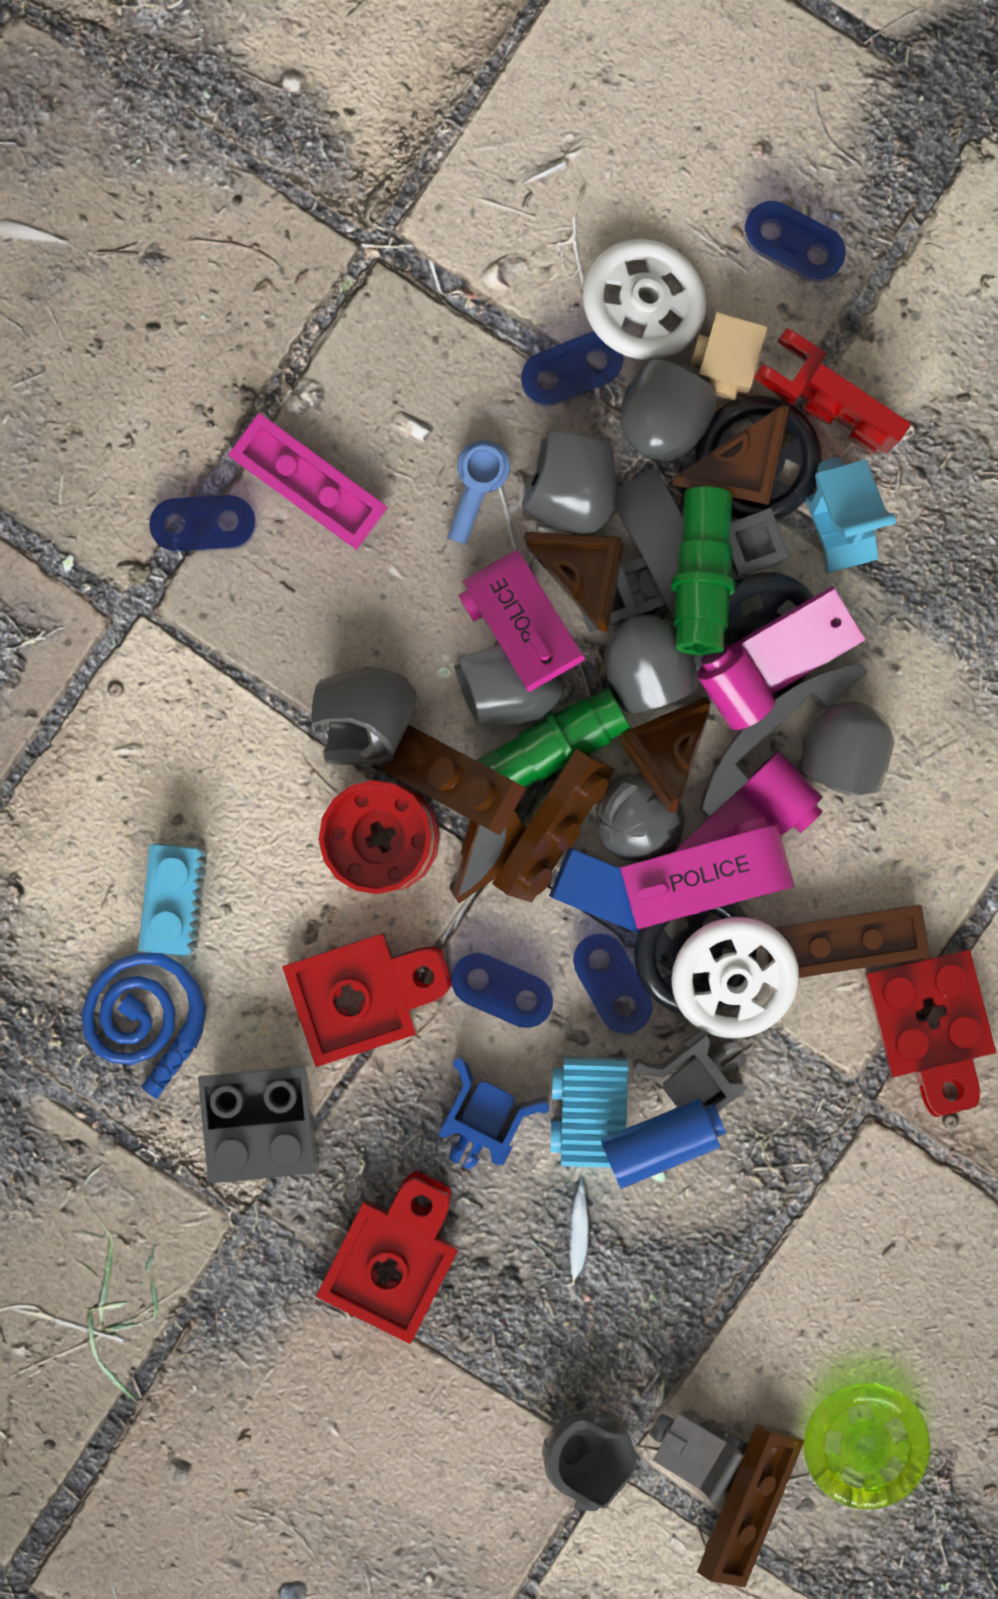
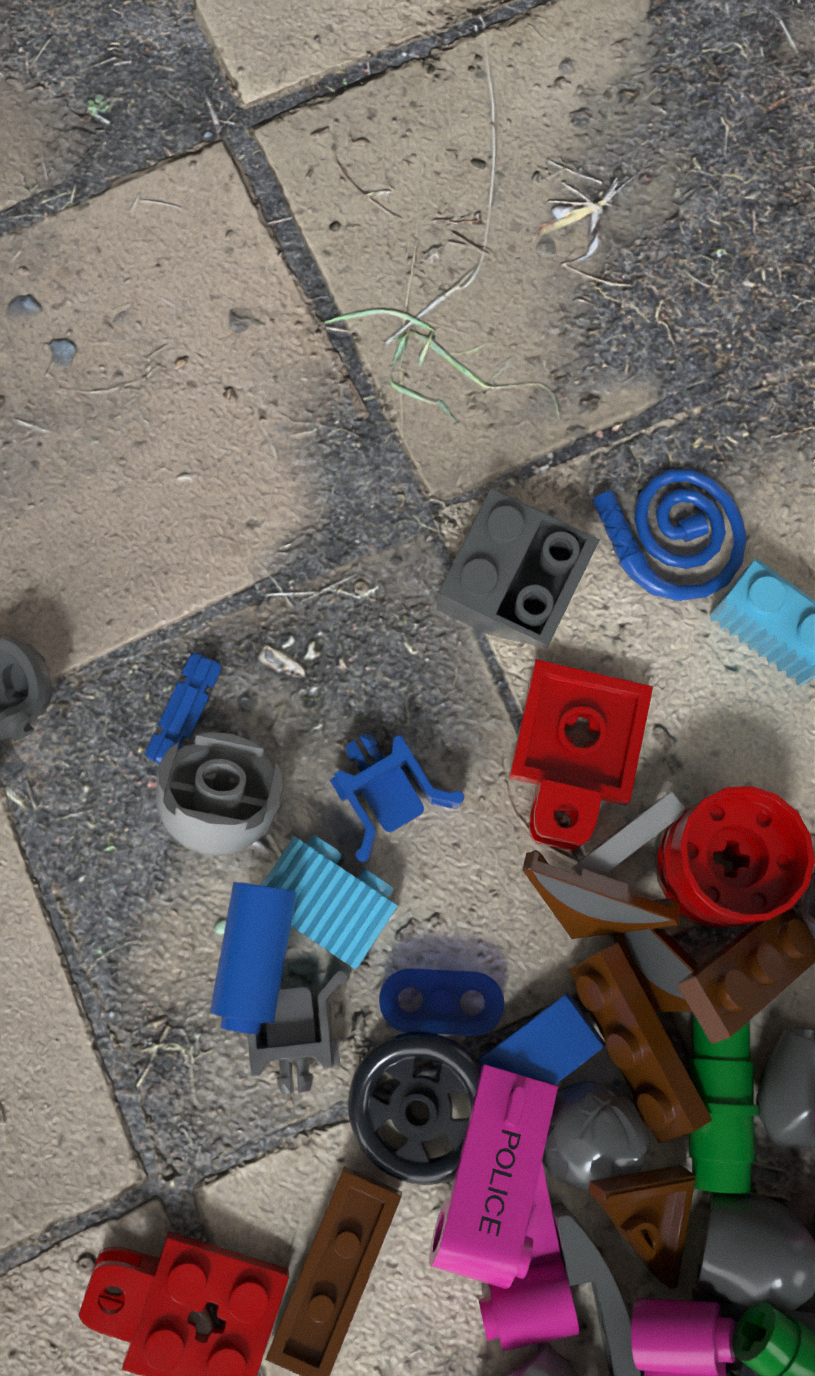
camera: 120 degrees right, 10 degrees down
(405, 1235) = (322, 646): red plate -> none
(411, 919) = (632, 835): none -> light grey tile
(474, 918) = (595, 903): none -> reddish brown tile
(500, 992) = (498, 884): clear blue plate -> none
(517, 1309) = (184, 706): none -> blue axle
(564, 1241) = (217, 793): none -> light grey cylinder
(746, 936) = (417, 1110): white plate -> none

